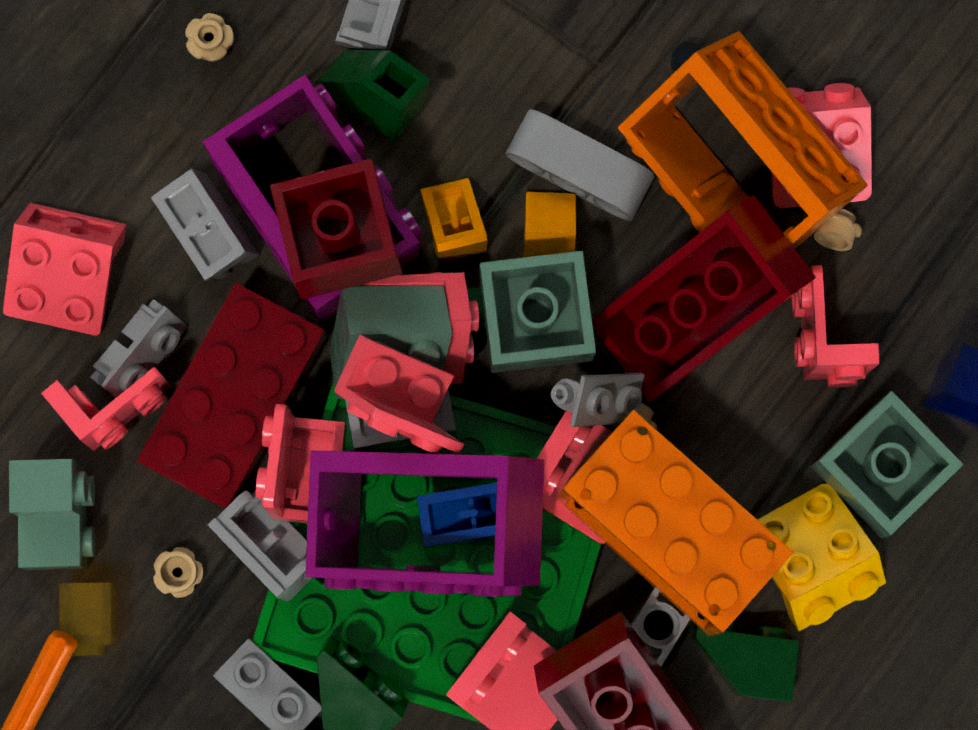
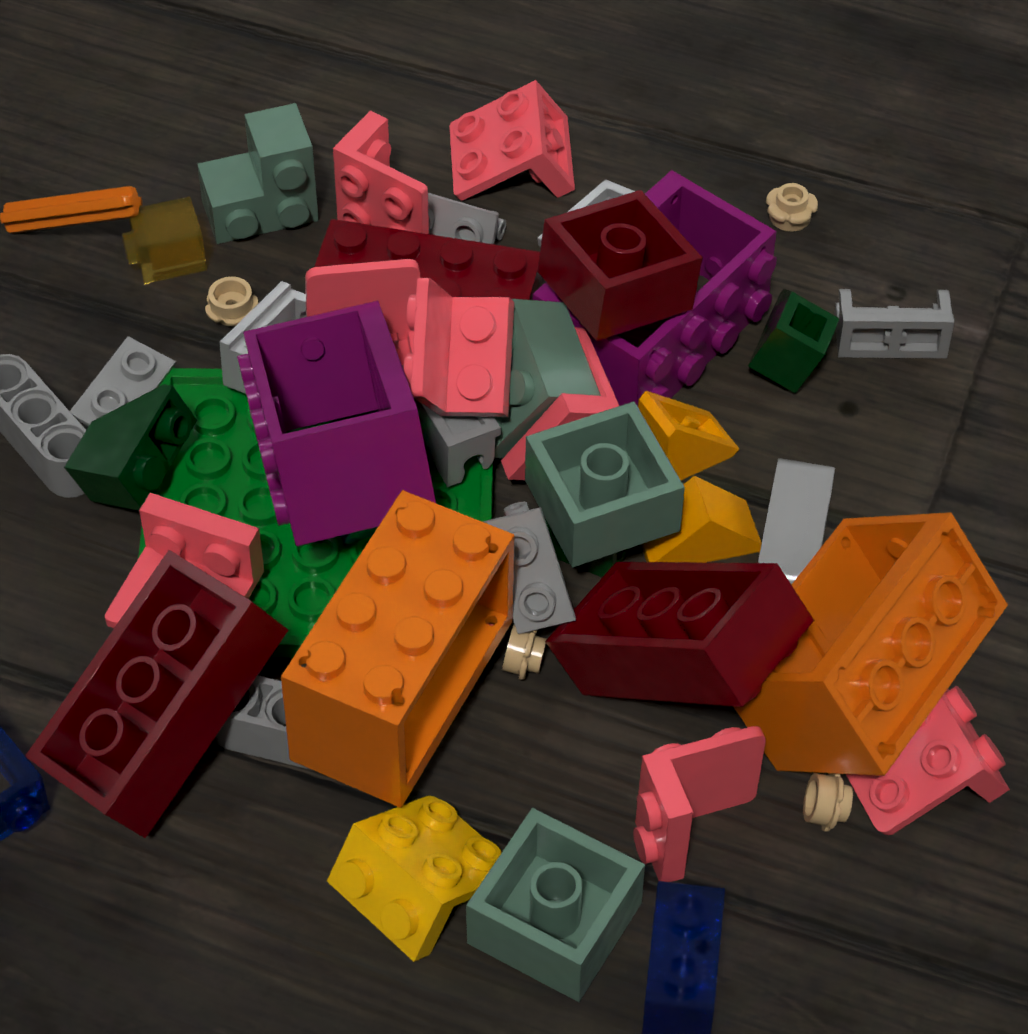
camera: 80 degrees right, 30 degrees down
(752, 664) = (270, 829): dark green slope -> none

